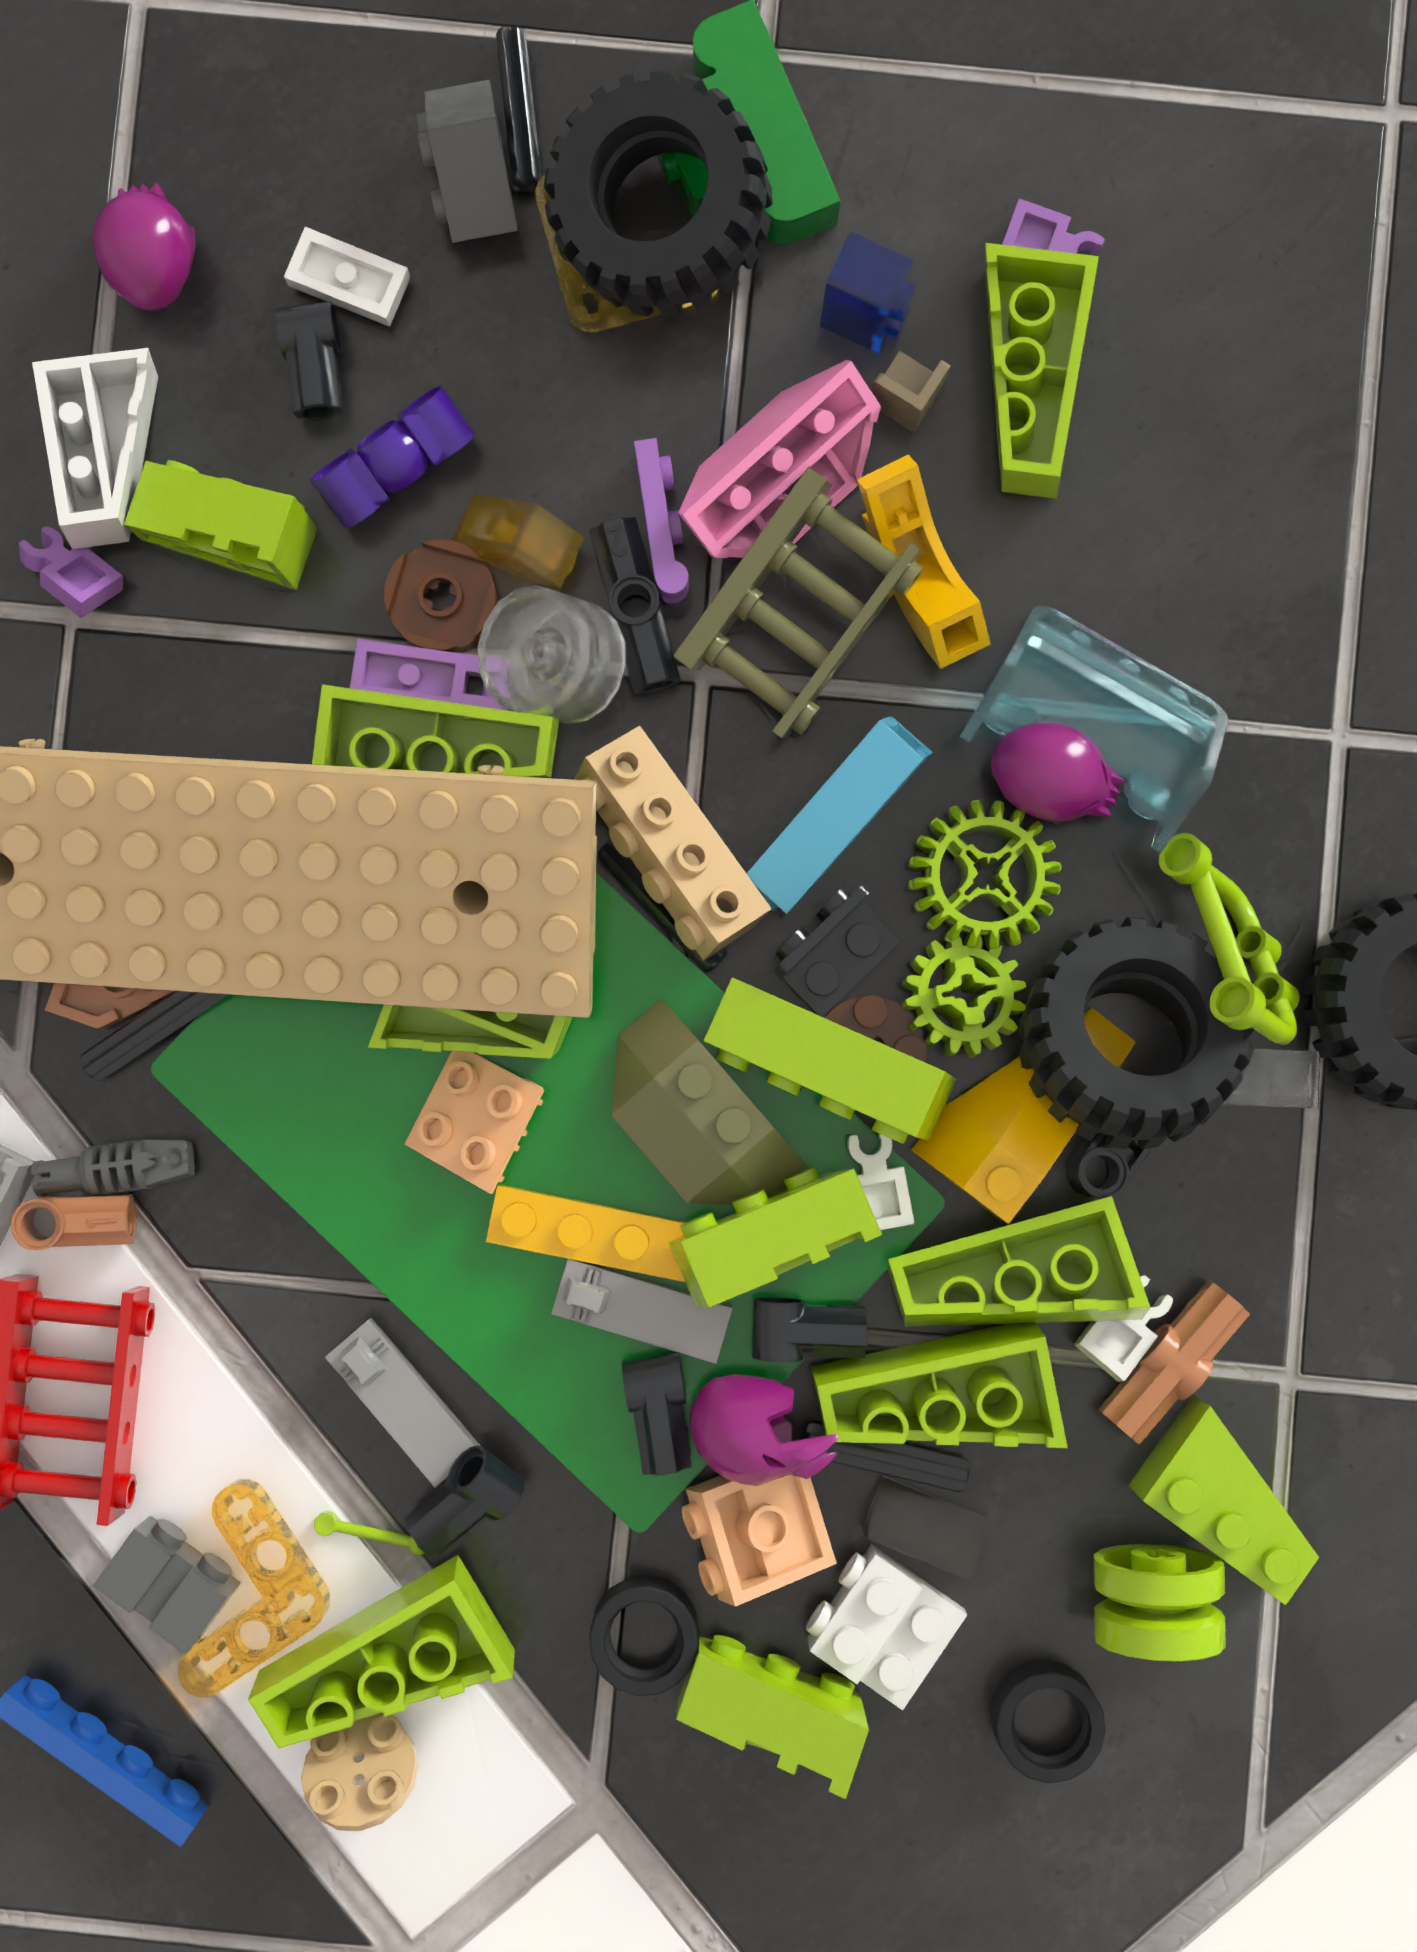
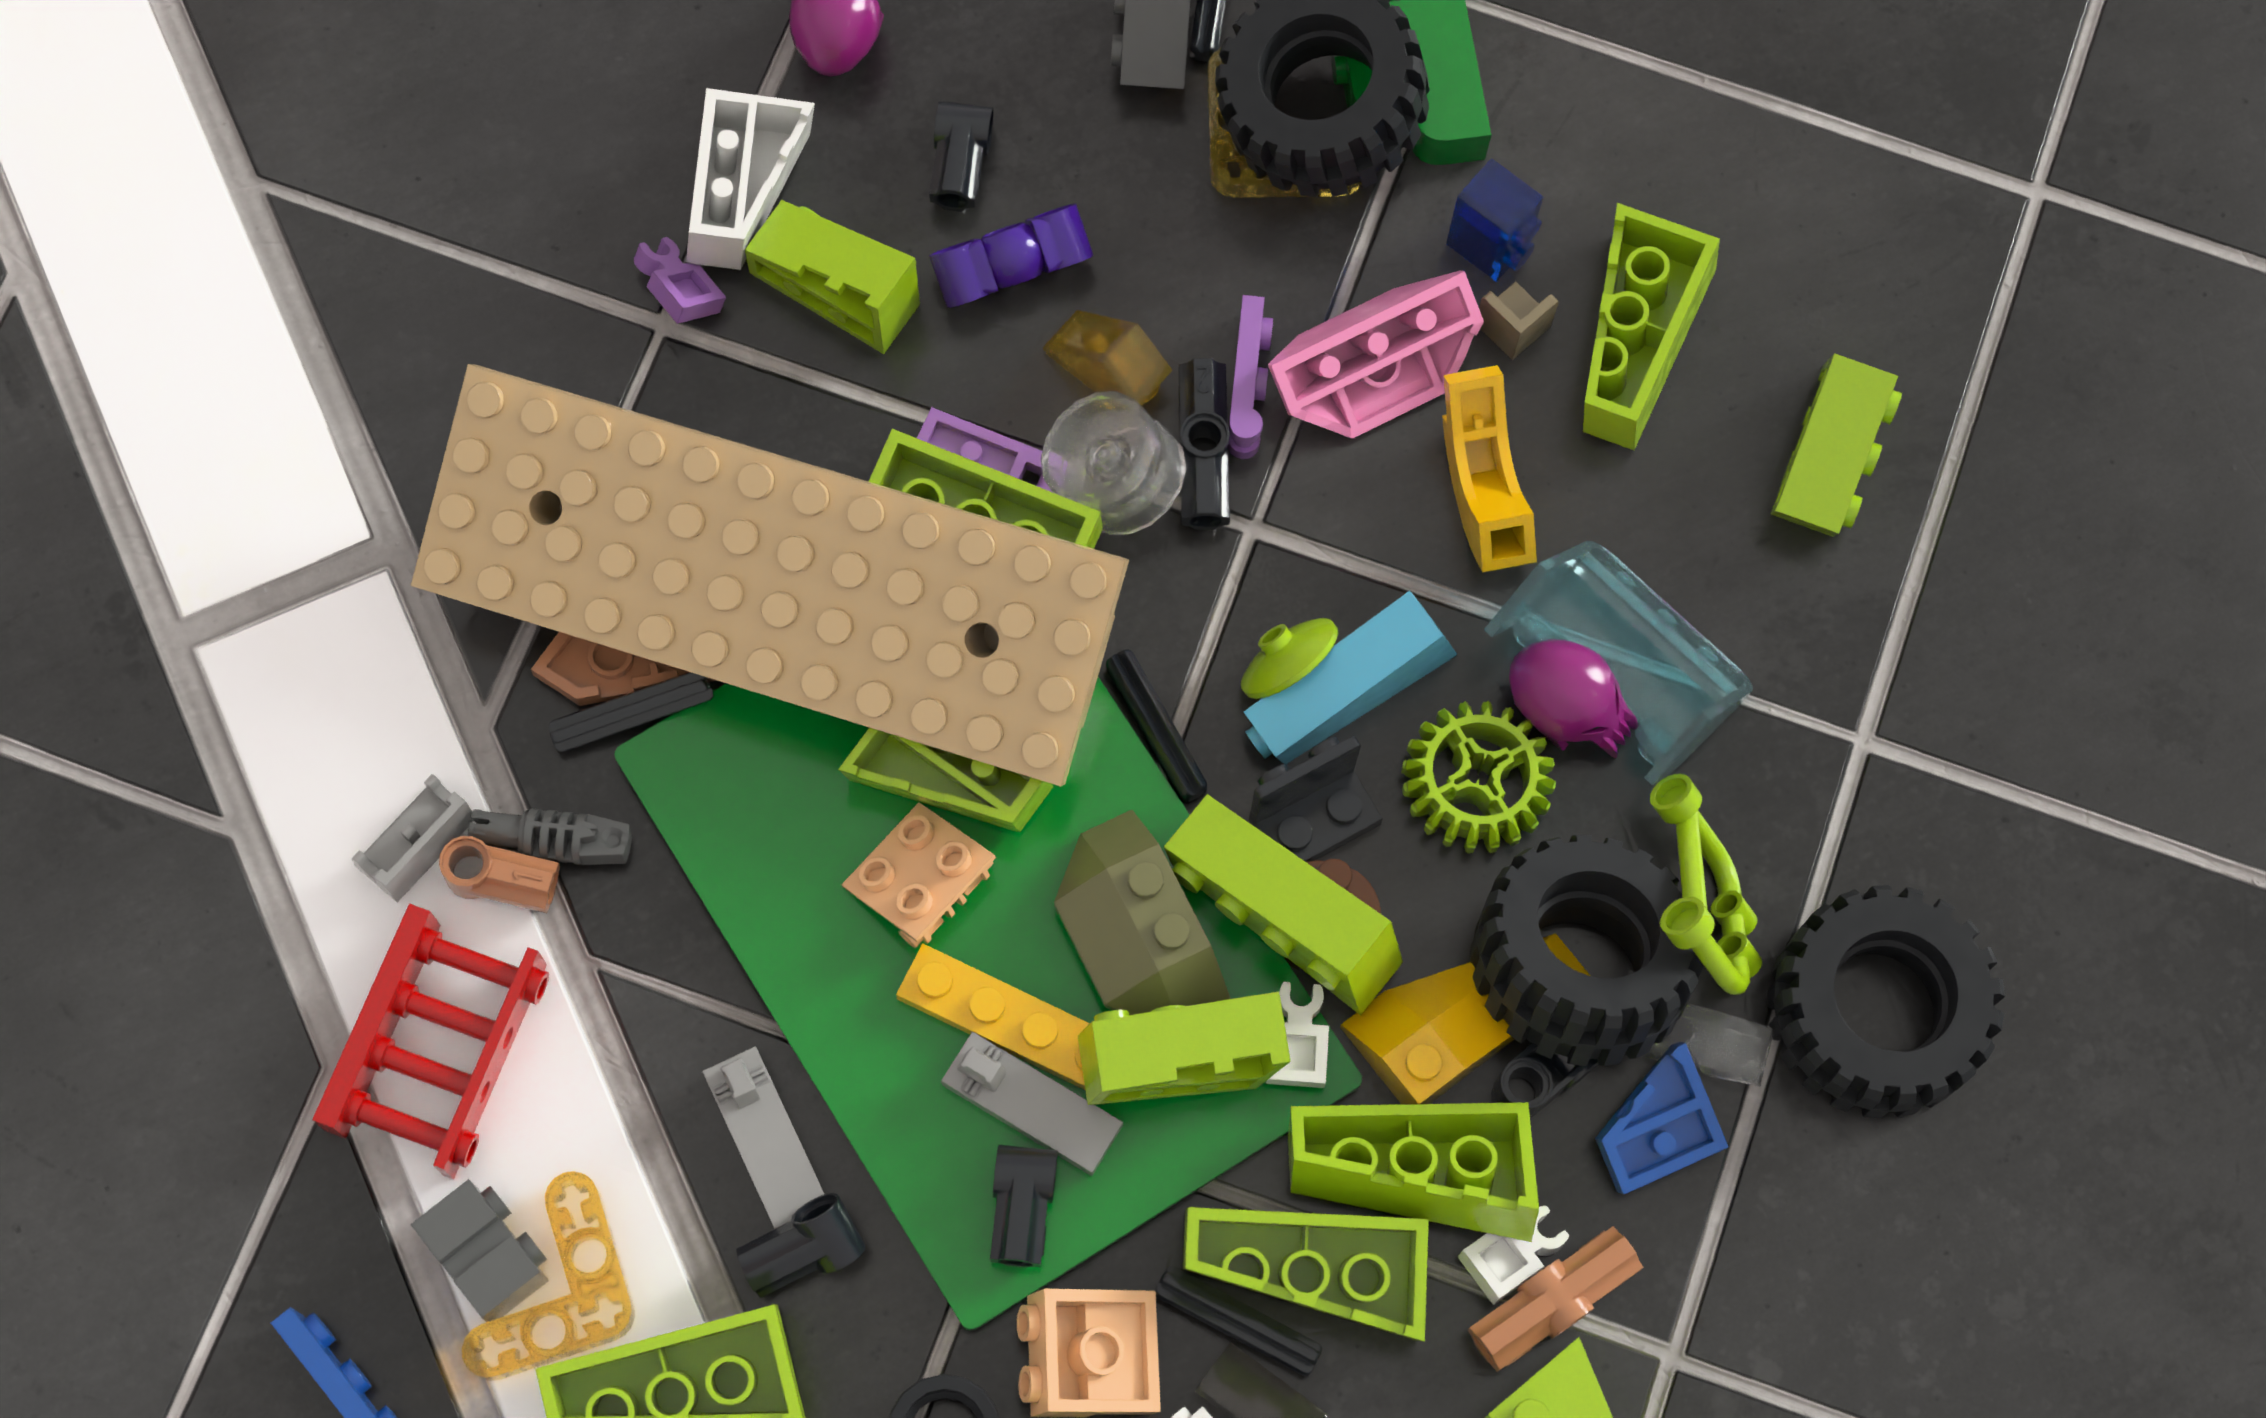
camera: 10 degrees right, 15 degrees down
(328, 1522) = (654, 1243): lime hinge -> none
(347, 276) = (1013, 91): white plate -> none
(426, 569) = (1013, 364): reddish brown plate -> none
(672, 844) = (1183, 670): tan brick -> none
(742, 1424) = (1102, 1246): magenta helmet -> none
(774, 808) = (1288, 656): none -> lime dish
(775, 552) = (1350, 424): olive fence -> none
(791, 1329) = (1175, 1157): black piece -> none
(965, 1018) = (1406, 889): lime gear -> none
(1046, 230) = (1679, 206): medium lavender plate -> none
(1235, 1172) = (1661, 1124): none -> blue wing
(1258, 444) = (1837, 446): none -> lime wedge

